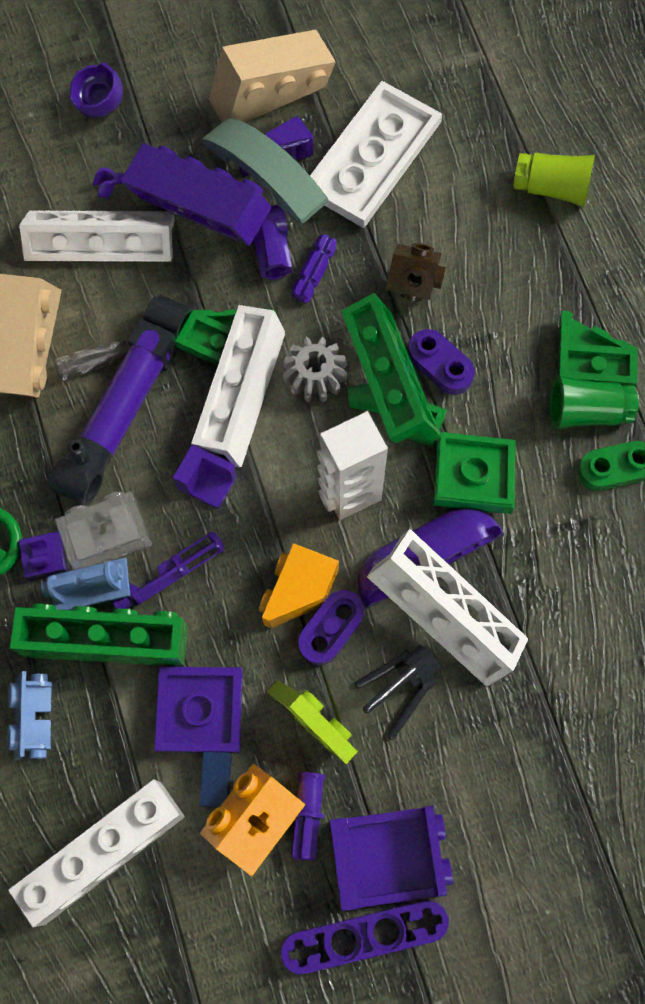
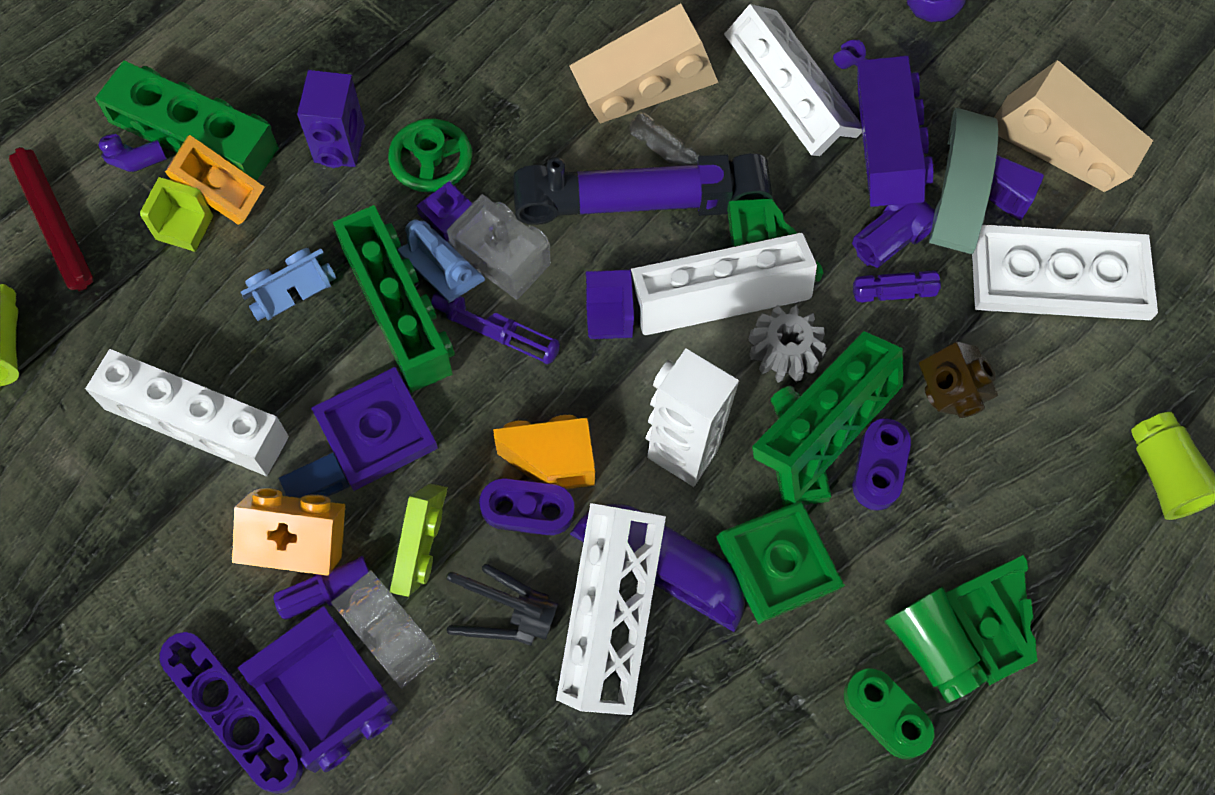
camera: 55 degrees right, 5 degrees down
(371, 782) = (386, 629): none -> clear brick

